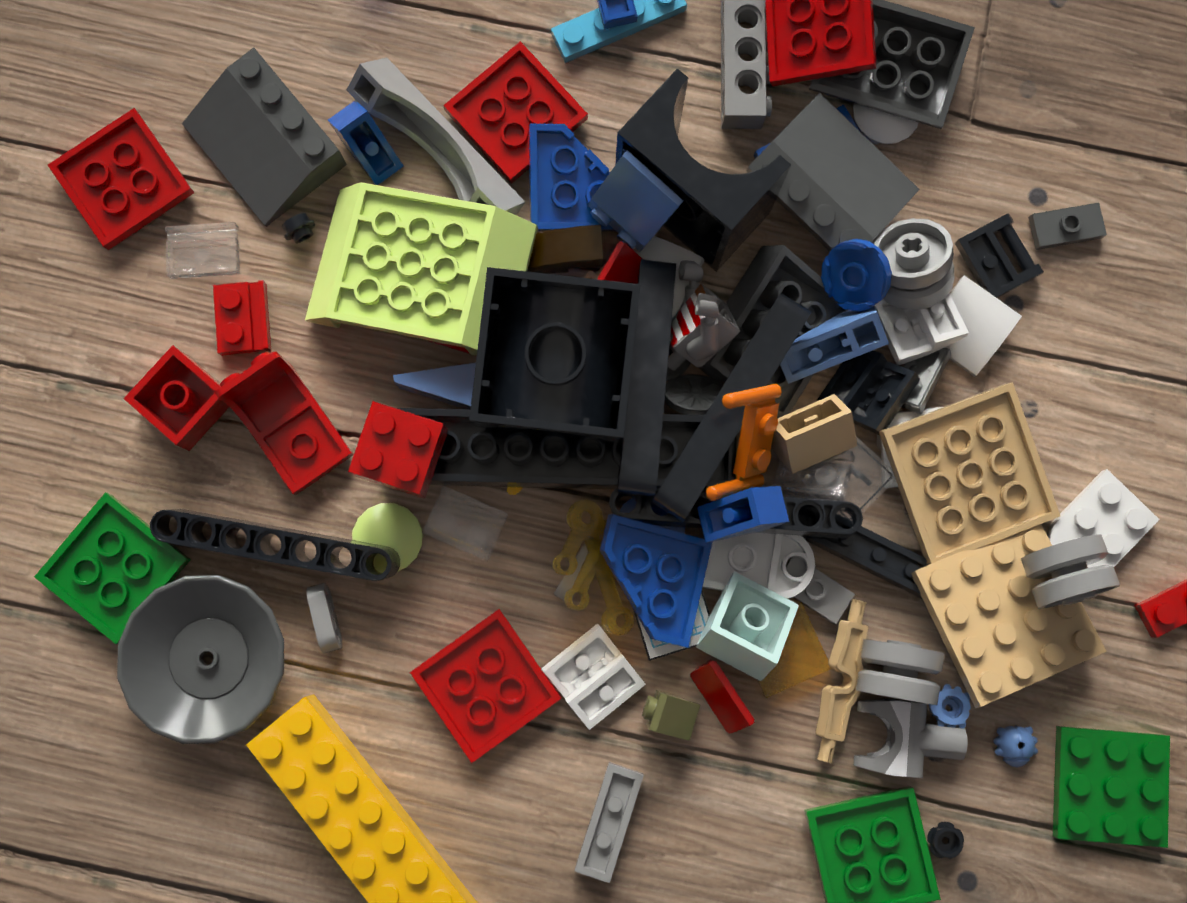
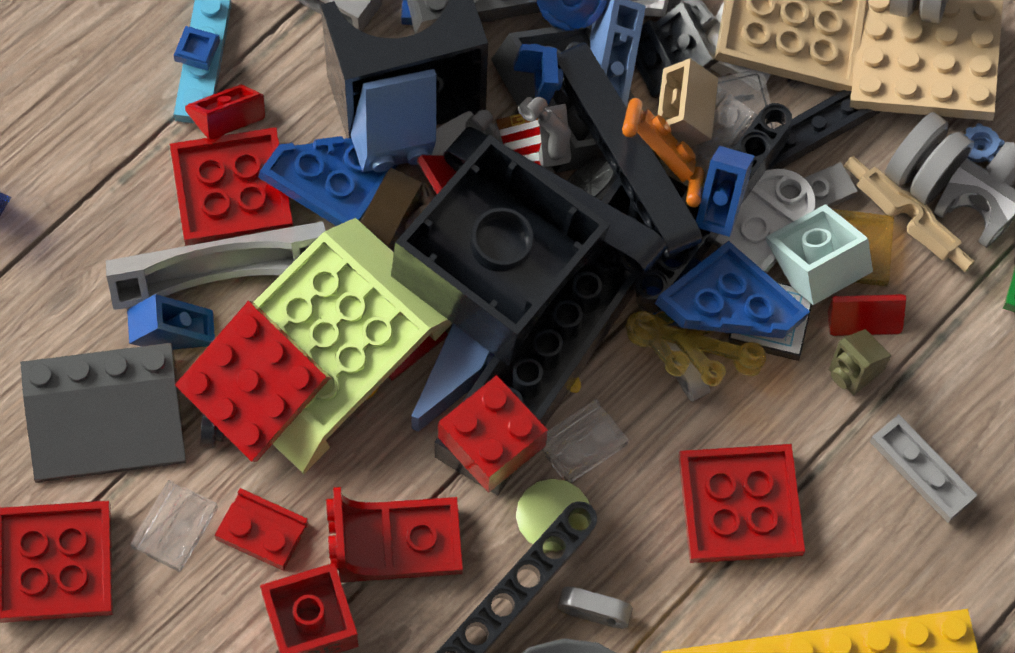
camera: 60 degrees left, 15 degrees down
(338, 232) = (252, 381): none -> red plate
(578, 66) = (227, 111): none -> red slope
(593, 676) = (786, 410): white slope -> none
(769, 288) = (544, 65): none -> blue bracket

